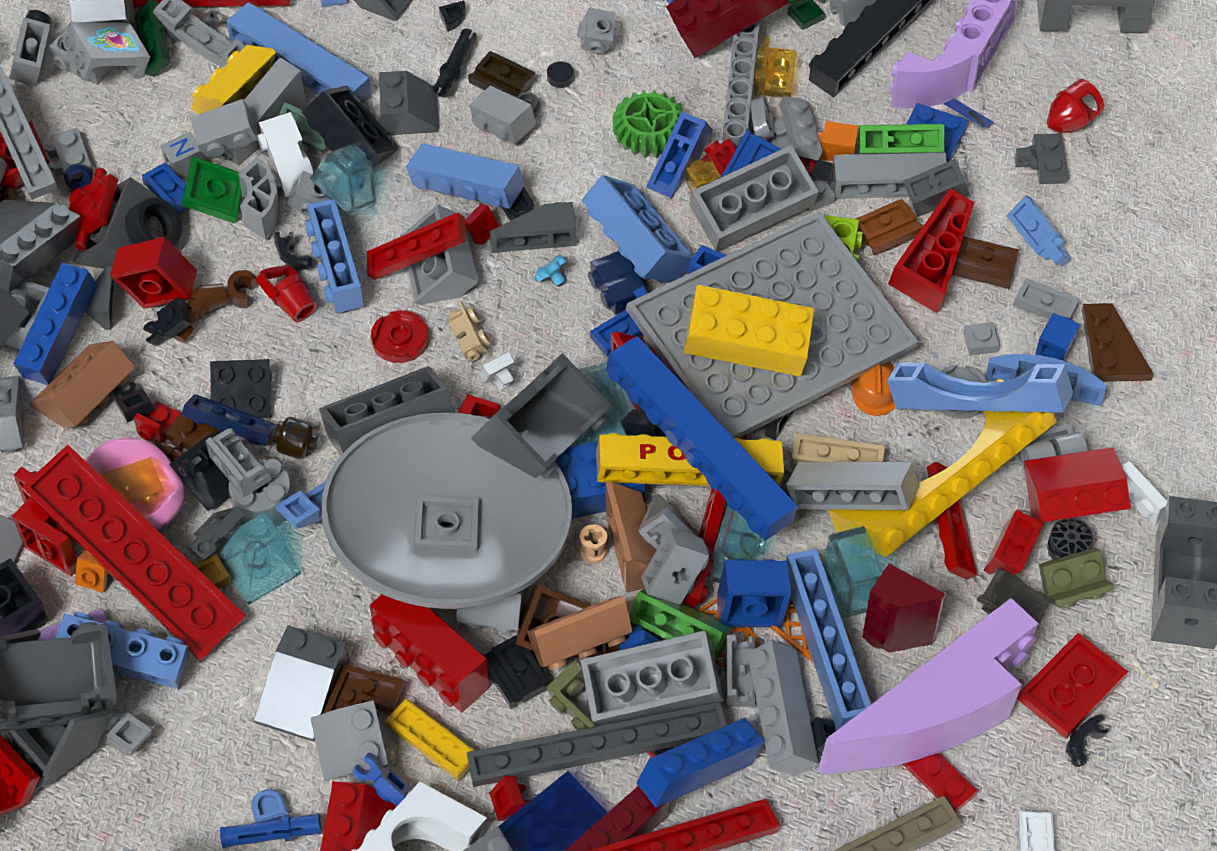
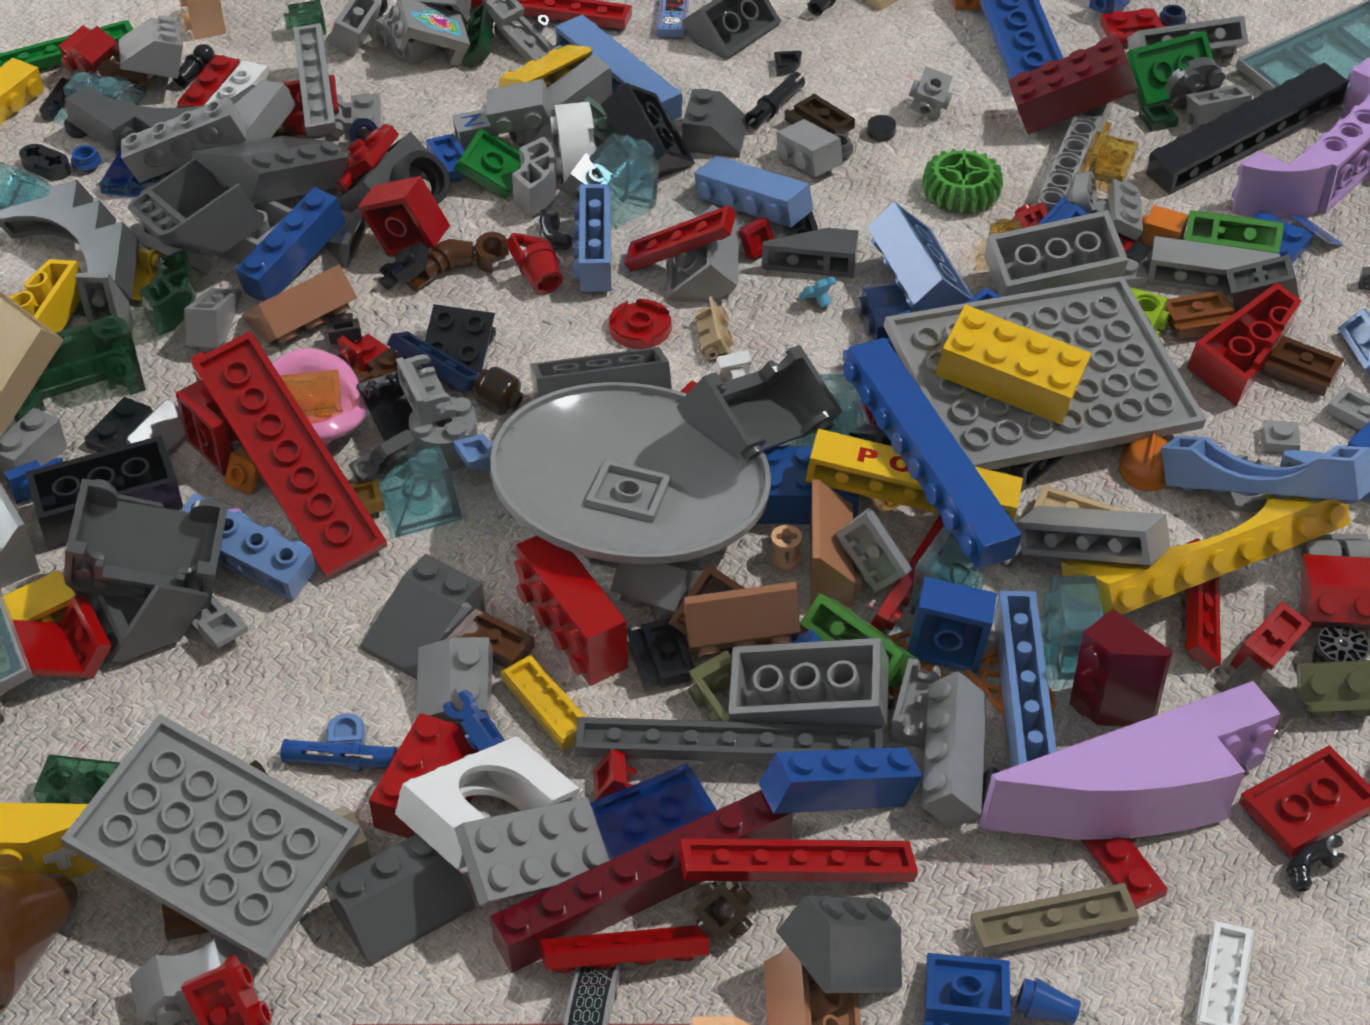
camera: 15 degrees right, 10 degrees down
(675, 566) = (869, 557): light grey brick -> none
(681, 150) = (995, 200): blue slope -> none

